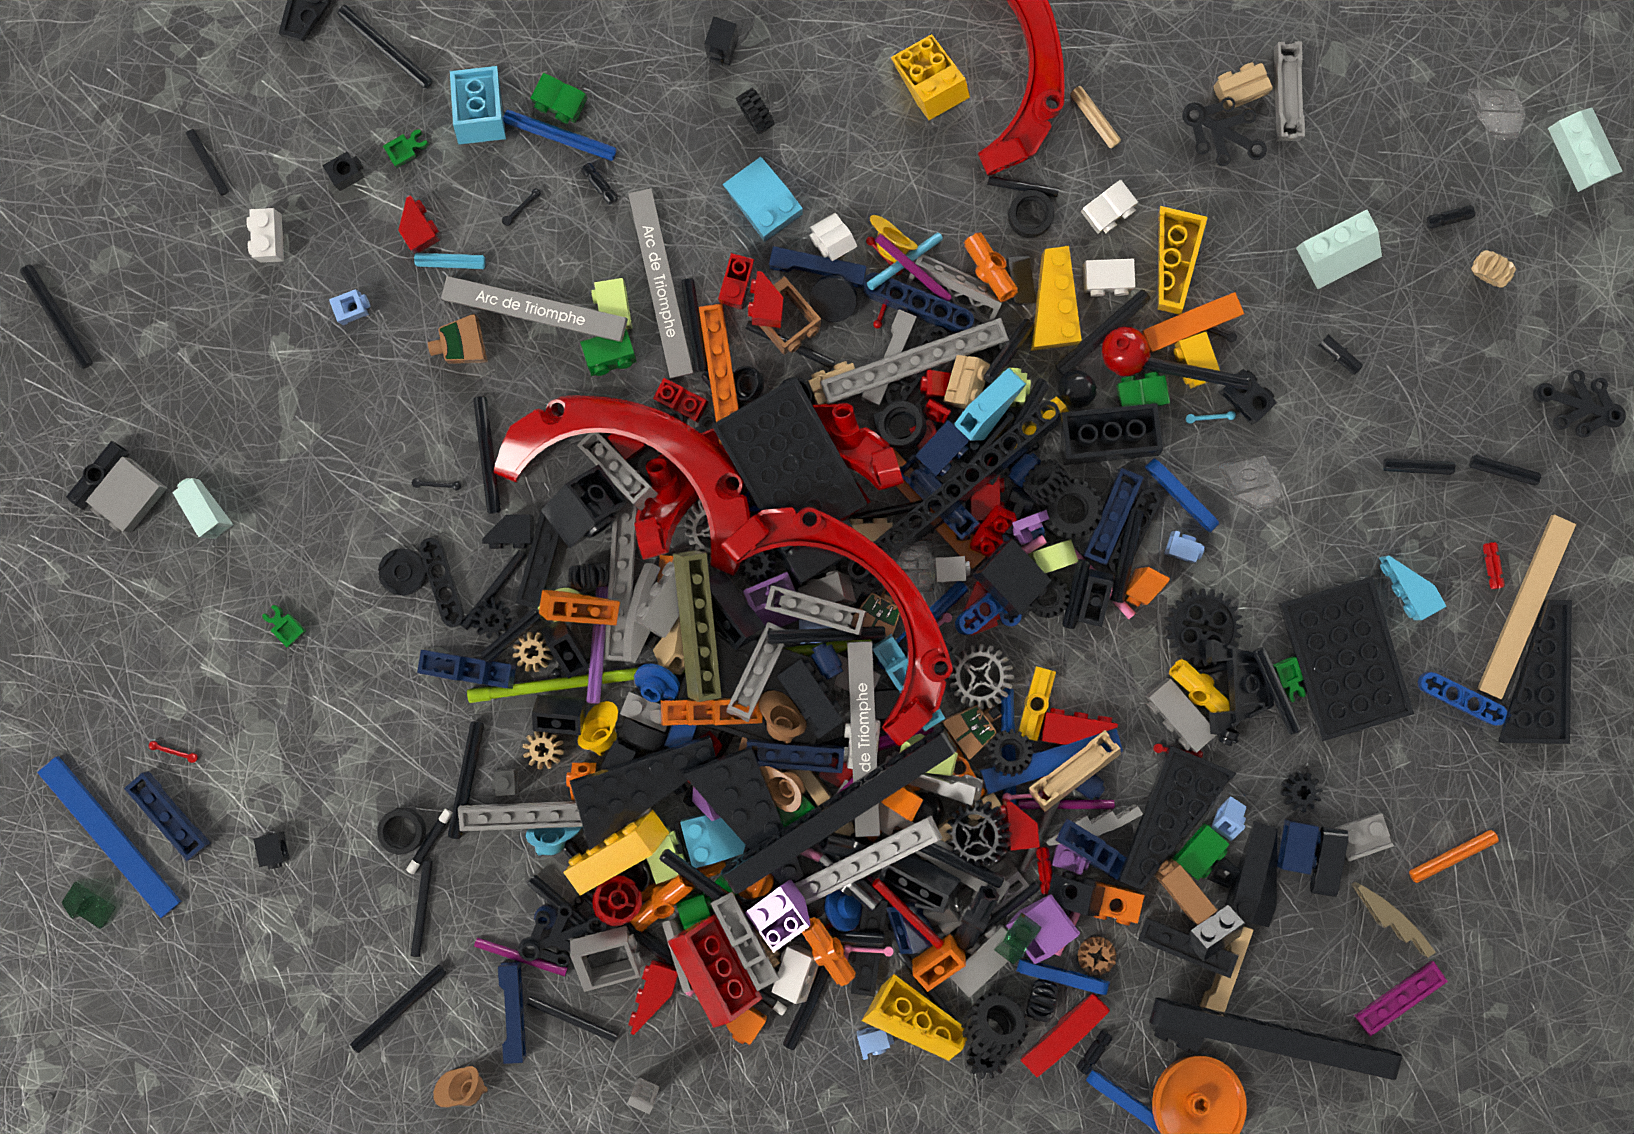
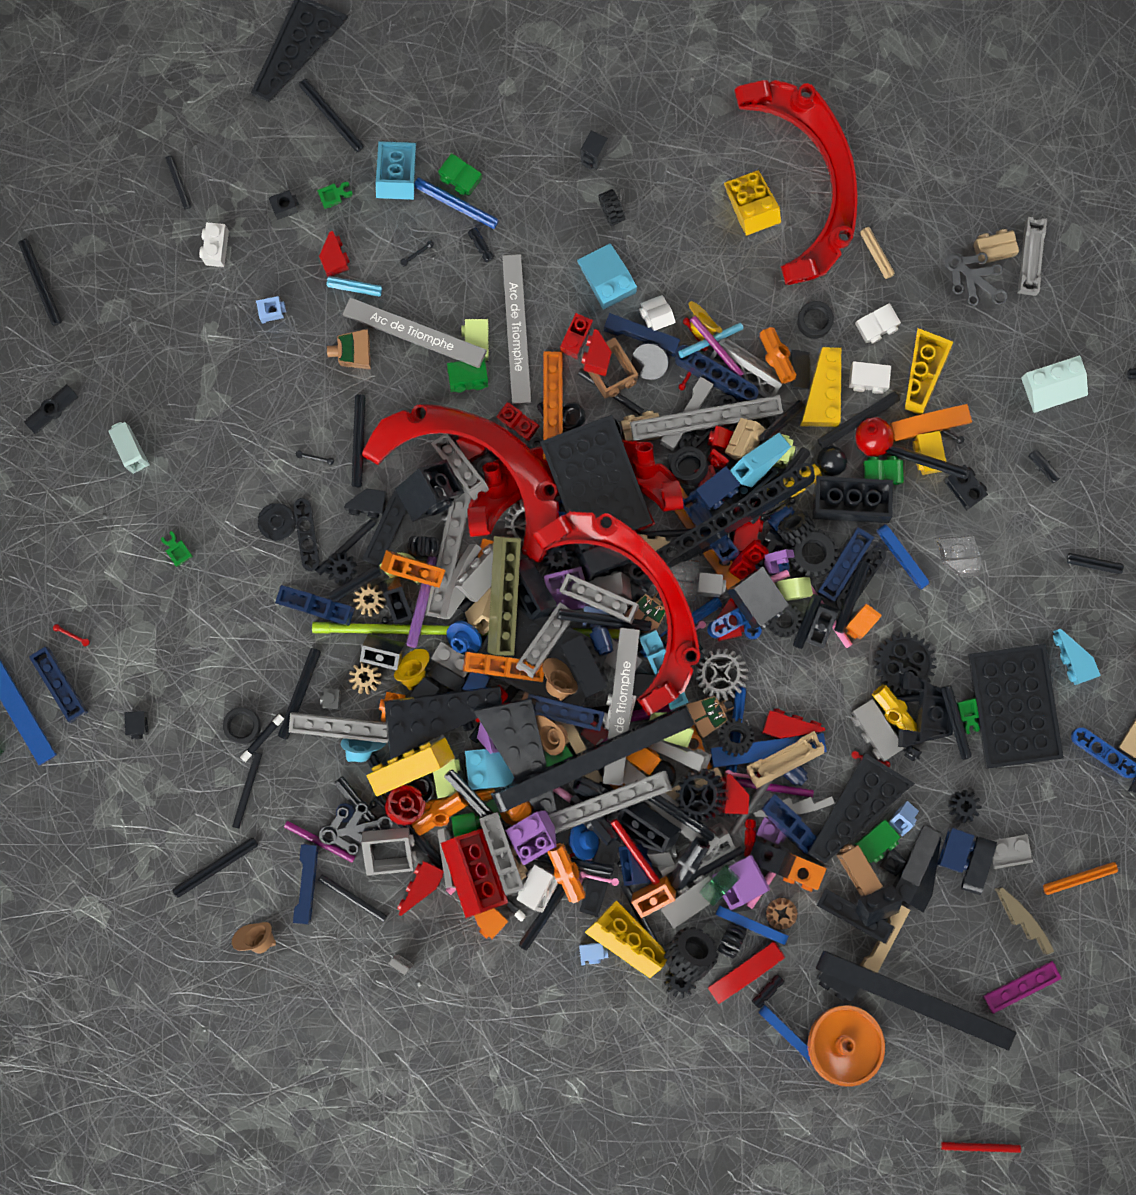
camera: 10 degrees right, 5 degrees down
(125, 495) = (70, 428): light grey brick -> none
(694, 324) = (537, 365): black axle -> none
(1022, 186) = (811, 297): black bar -> none
(1040, 687) = (768, 691): yellow piece -> none
(1184, 547) = (898, 598): light blue brick -> none
(1192, 418) = (918, 498): medium azure hinge -> none

